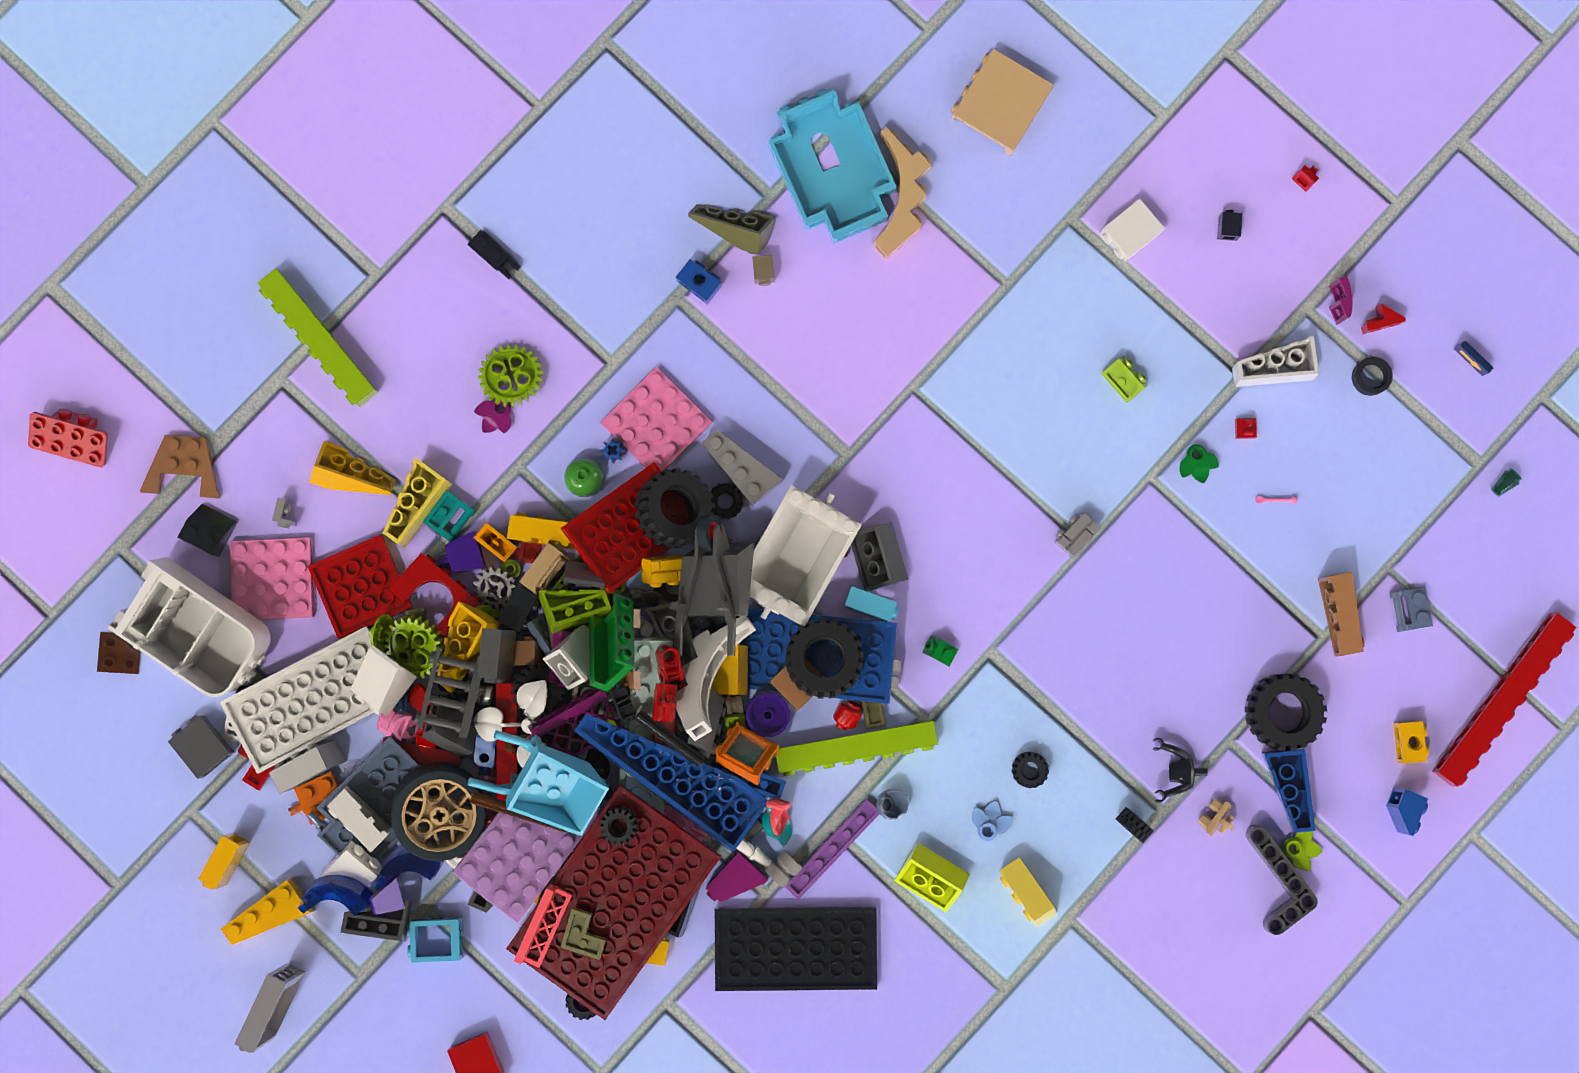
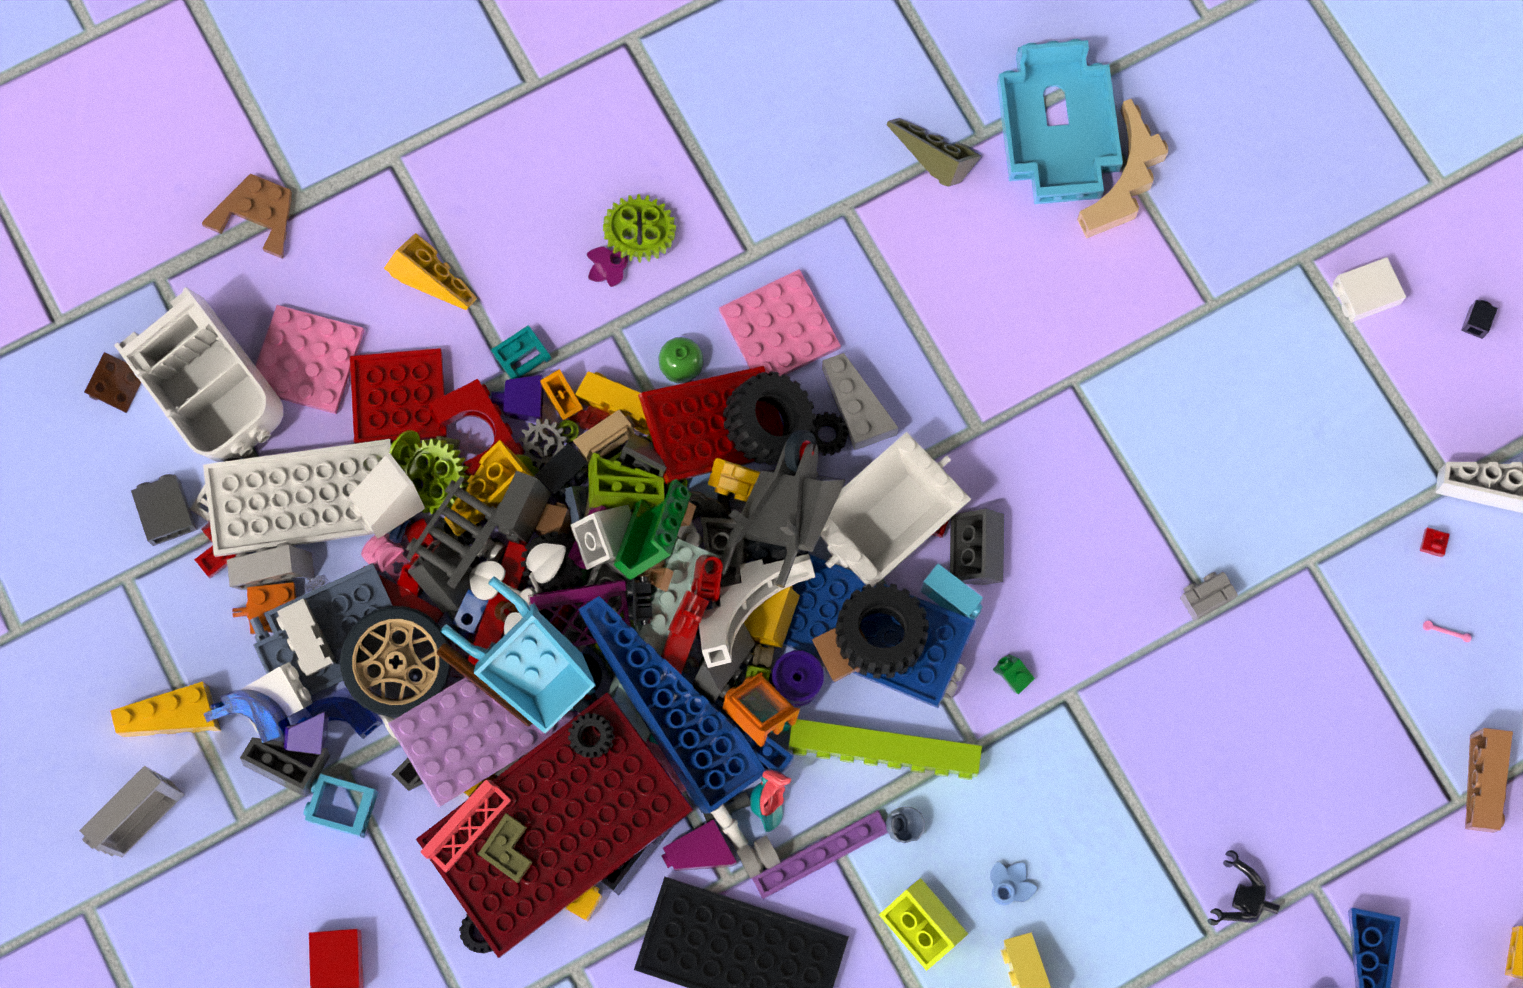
camera: 20 degrees right, 10 degrees down
(68, 436) = (148, 143): bracket -> none
(207, 530) = (257, 285): black slope -> none
(223, 861) = (141, 639): yellow brick -> none
(282, 510) = (342, 291): light grey bracket -> none
(317, 337) = (448, 126): lime brick -> none
(415, 502) = (490, 325): light yellow wedge -> none
(492, 253) = (663, 99): black hinge -> none
(619, 451) = (725, 336): blue gear -> none
(670, 738) = (680, 659): black axle -> none
(705, 291) = (880, 207): blue brick -> none
(763, 270) = (949, 205): dark tan brick -> none
(847, 715) = (886, 709): red head -> none
(873, 714) = (915, 717): olive plate -> none
(1002, 100) = (1266, 111): tan panel -> none
(1017, 769) = (1064, 850): black tyre -> none
(1125, 379) = (1313, 444): lime bracket -> none
(1134, 824) = (1176, 940): black tyre -> none
(1199, 466) = (1369, 566): green plate -> none
(1222, 809) = (1277, 969): tan hips -> none
(1312, 712) = (1418, 855): black tyre -> none

